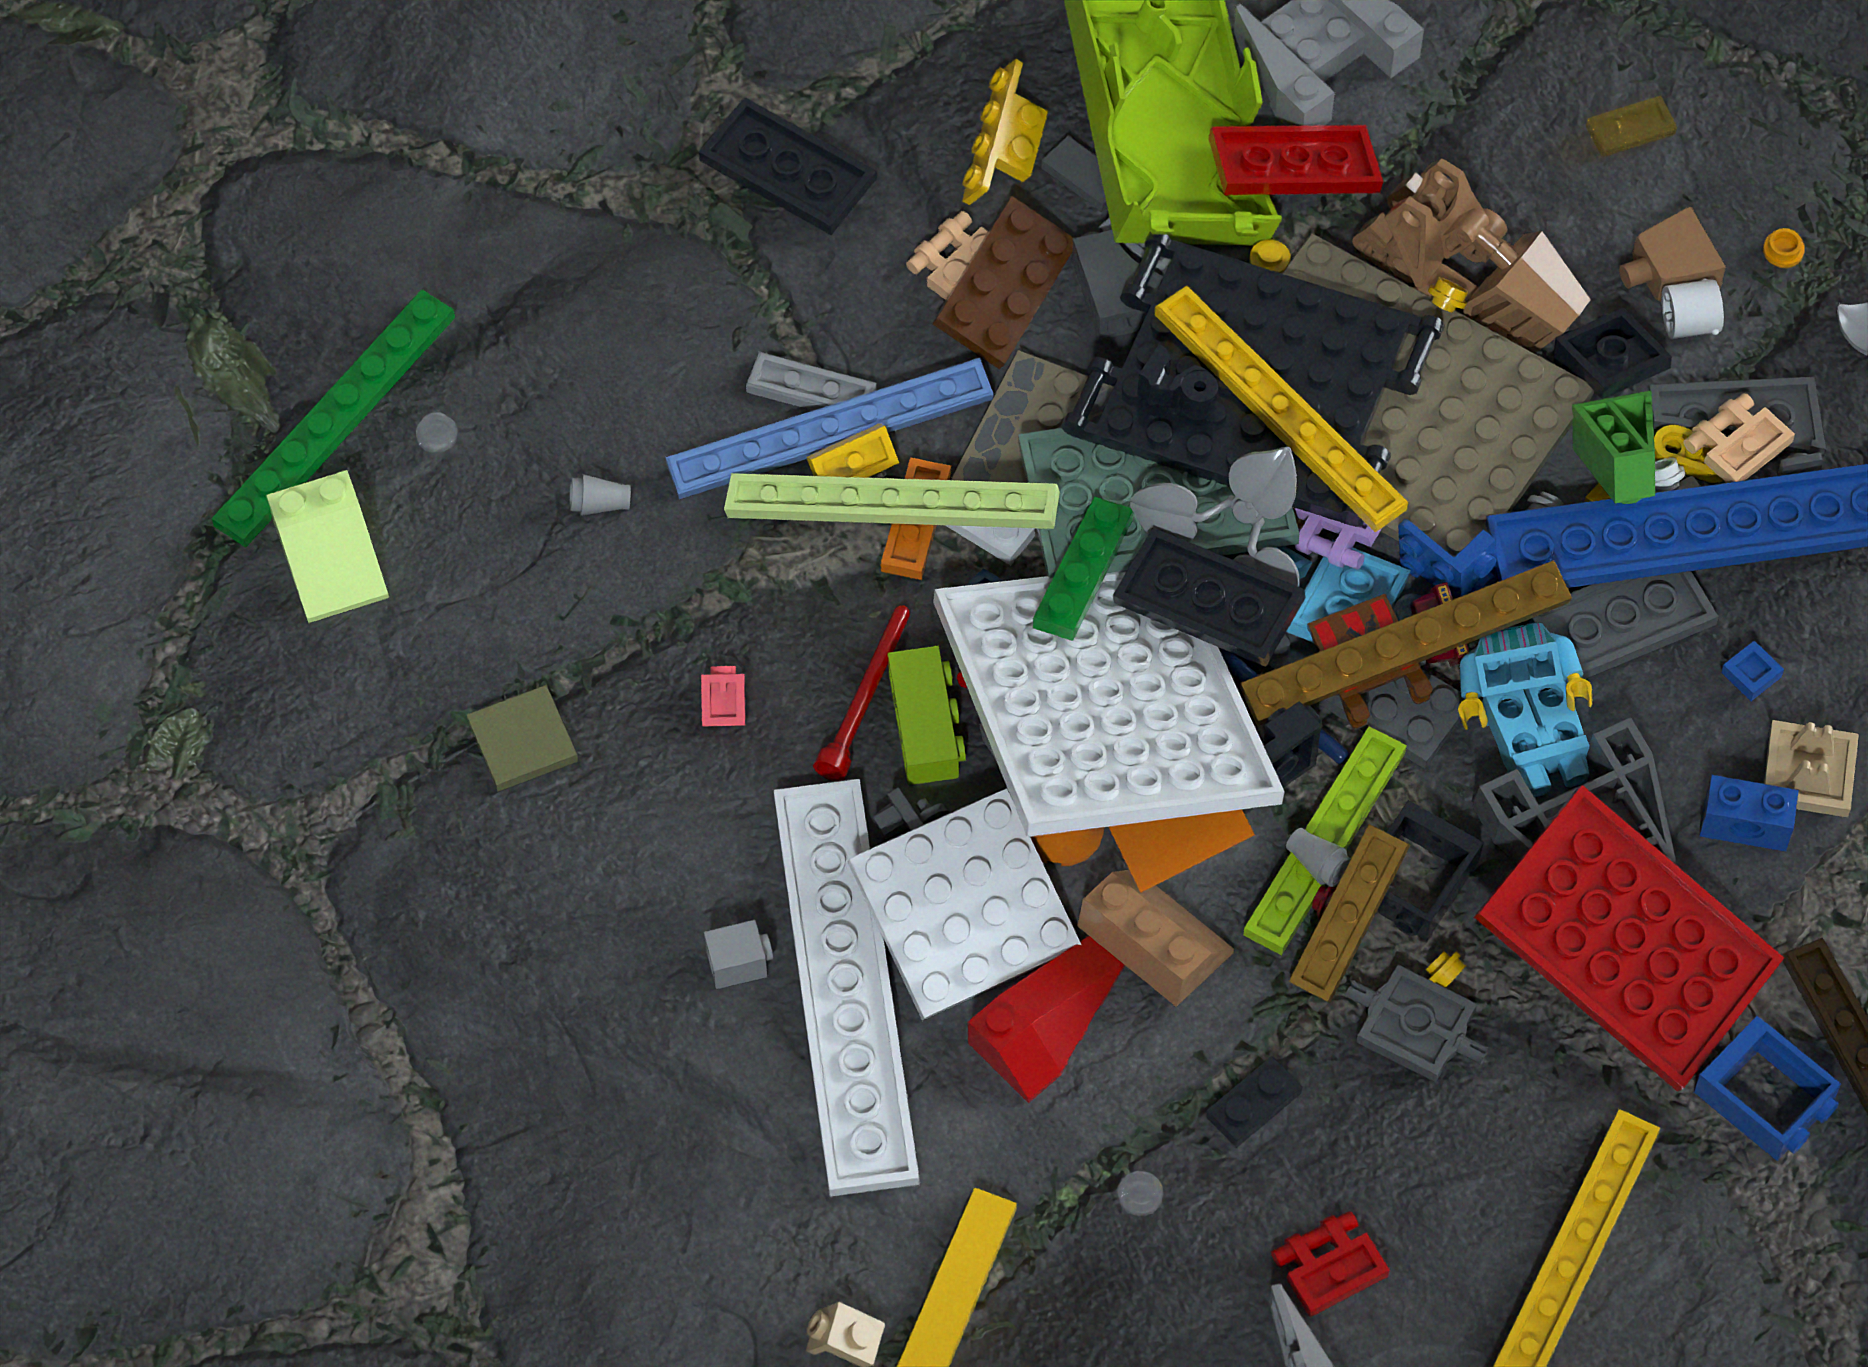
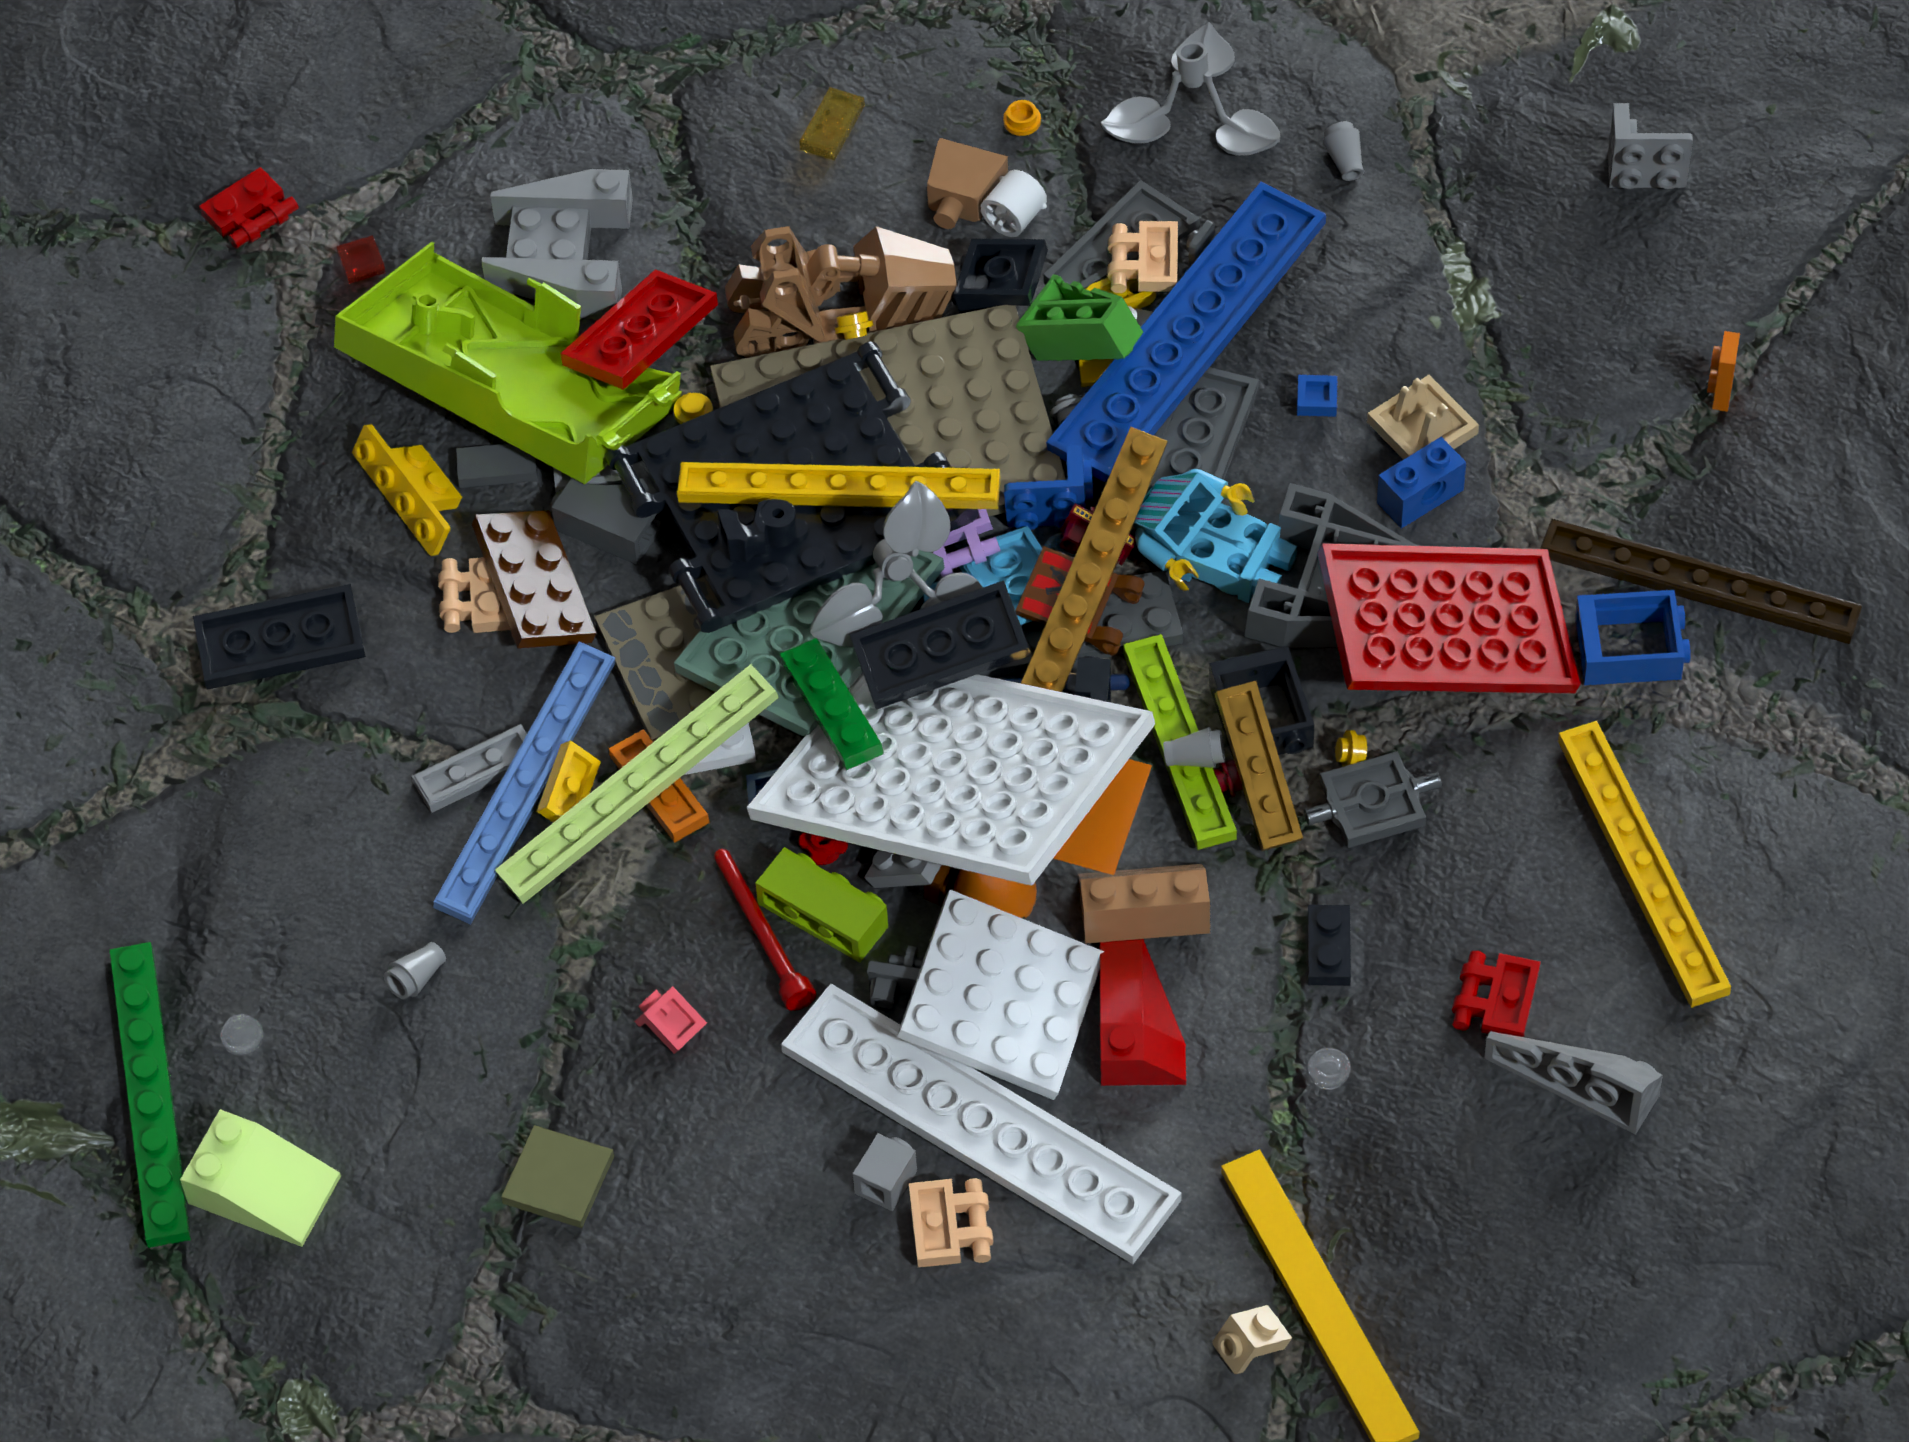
camera: 45 degrees left, 5 degrees down
(729, 1026) = (935, 1222): none -> light nougat plate

